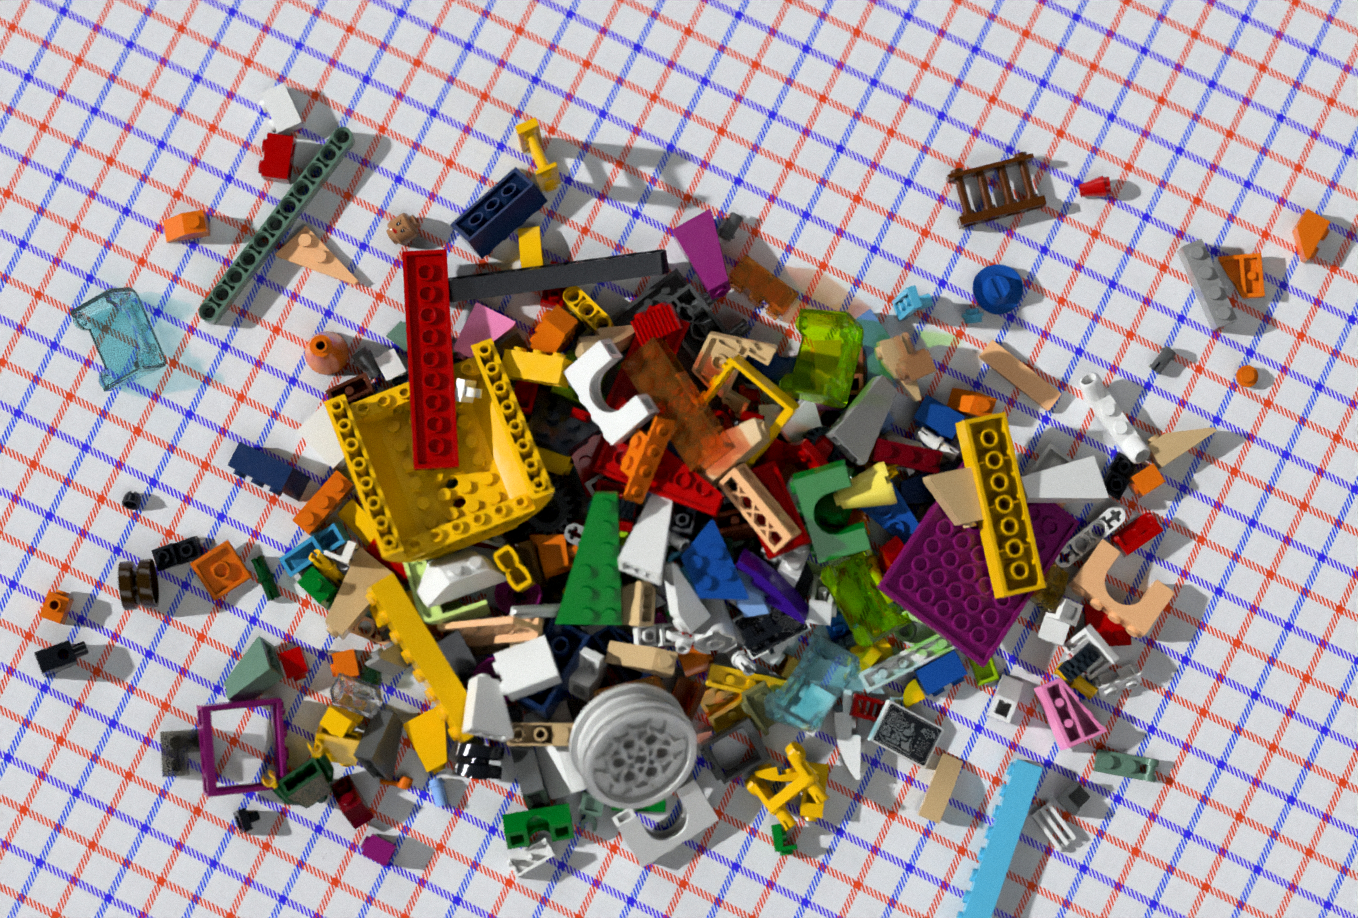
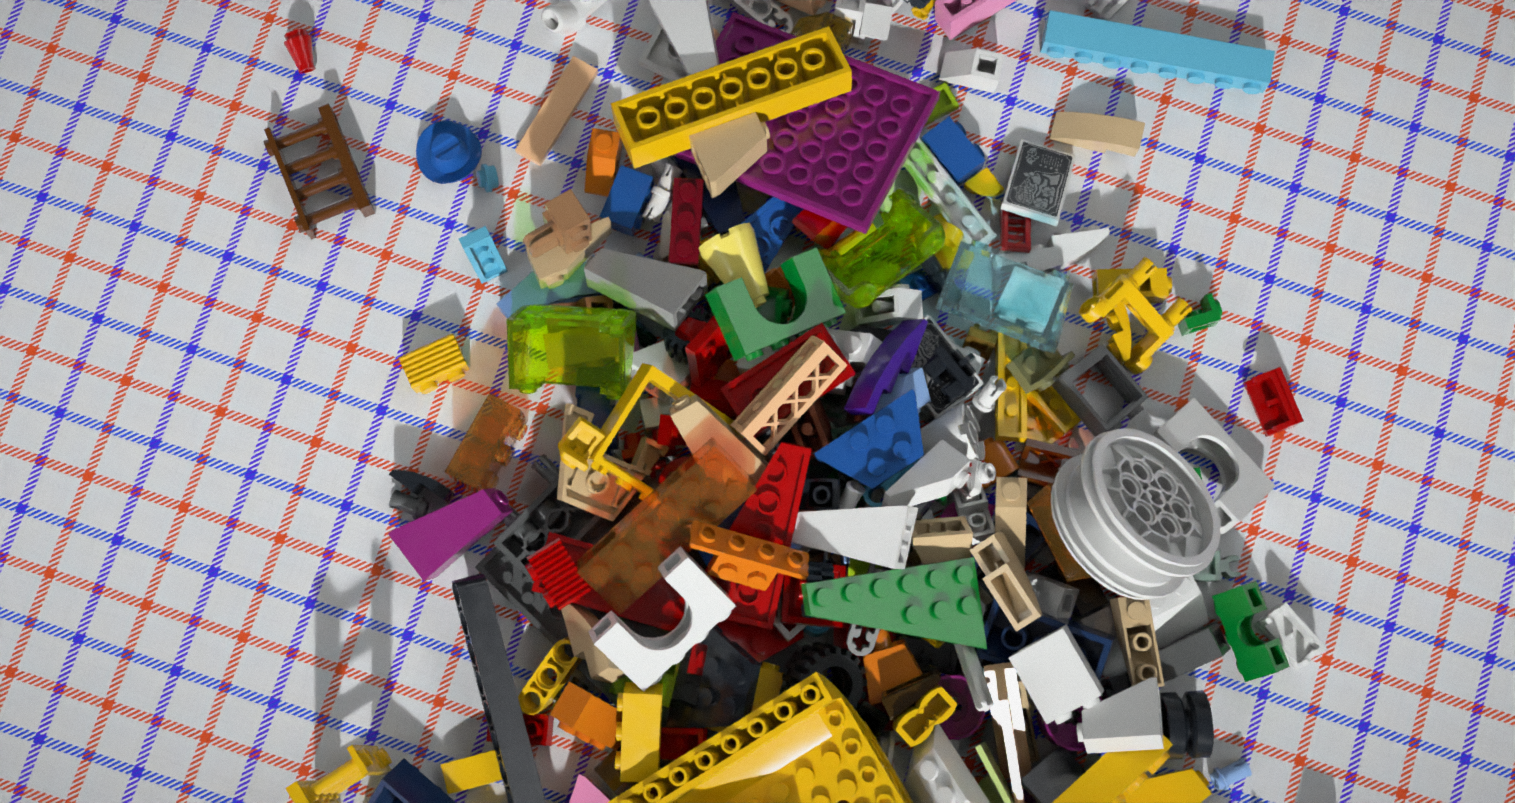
camera: 100 degrees left, 5 degrees down
(600, 645) = (1007, 580): none -> tan slope
(707, 881) = (1273, 402): none -> red hinge
(745, 233) = (416, 482): none -> black slope
(745, 351) = (580, 443): none -> yellow bracket
(833, 258) = (434, 364): none -> yellow brick

